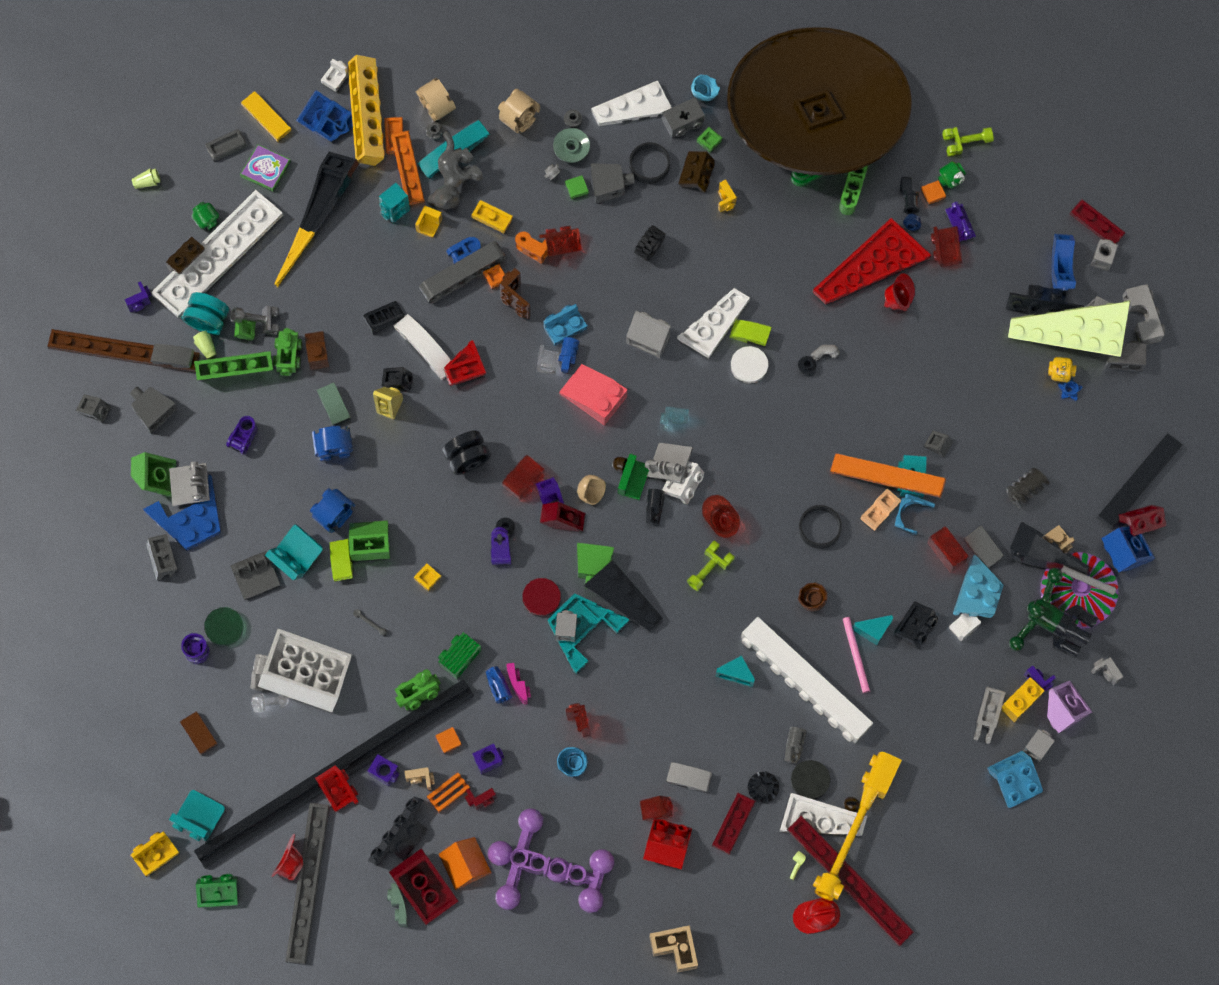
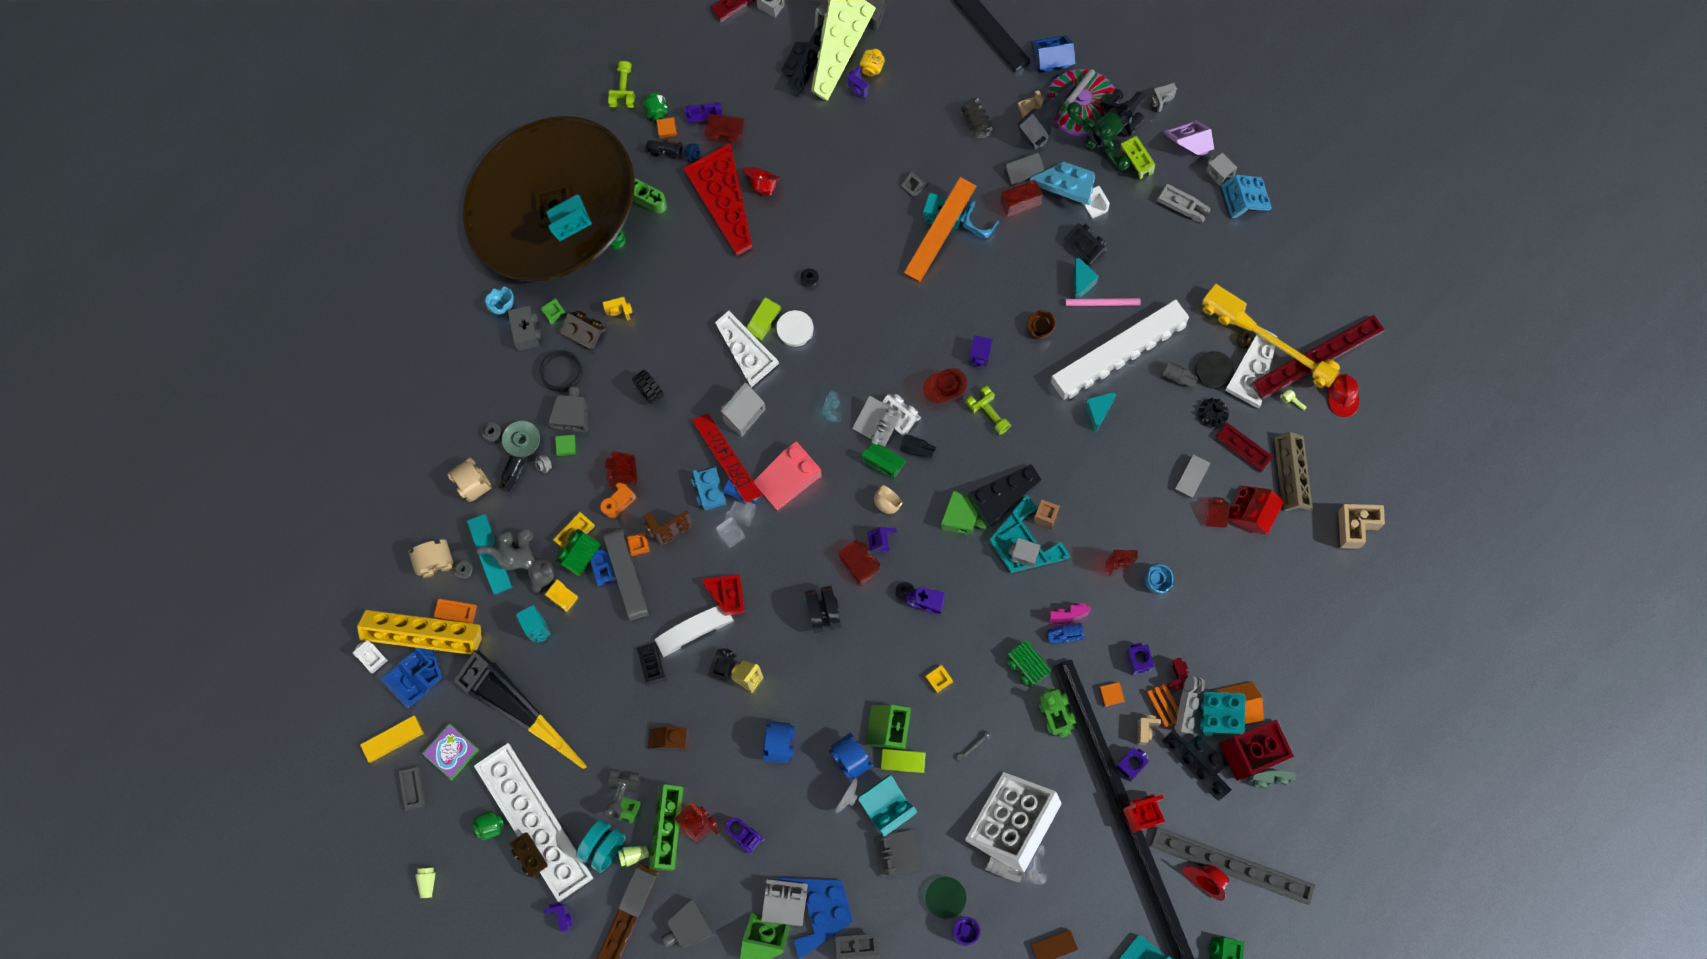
camera: 70 degrees left, 0 degrees up
(243, 389) = (695, 822): none -> clear red bracket
(287, 350) = (657, 767): bright green brick -> none
(295, 516) = (849, 797): none -> light grey dish
(333, 403) = (732, 734): sand green slope -> none
(407, 167) = (492, 604): orange tile -> none
(448, 843) = (1223, 713): none -> teal bracket
(451, 812) = (1189, 704): none -> light grey hinge
(472, 223) = (577, 551): none -> green brick
(501, 853) = (1238, 666): medium lavender piece -> none
(525, 354) = (730, 532): none -> clear panel
(536, 146) = (511, 473): none -> black hinge
(541, 597) = (984, 573): dark red tile -> none
(562, 517) = (908, 534): dark red slope -> none
(598, 333) = (727, 458): none -> red sticker
(612, 641) = (1046, 514): none -> medium nougat panel
(619, 464) = (866, 469): dark brown hinge -> none
(633, 105) = (495, 371): white wing -> none
(717, 872) = (1291, 472): none -> dark tan fence
(768, 544) = (980, 351): none -> dark purple brick
(796, 121) = (568, 218): none -> teal bracket
(823, 508) = (977, 286): black tyre -> none
(825, 349) = (797, 258): light grey arm -> none
(881, 509) = (967, 248): light nougat slope -> none
(1022, 699) = (1176, 170): yellow brick -> none
(1027, 656) = (1138, 156): none -> lime hinge
(1037, 355) = (857, 85): none -> dark purple bracket
(1038, 677) = (1161, 153): dark purple bracket -> none
(1063, 262) = (770, 37): blue arch -> none
(1066, 393) = (890, 59): blue plate -> none
(1144, 519) = (1029, 31): dark red bracket -> none

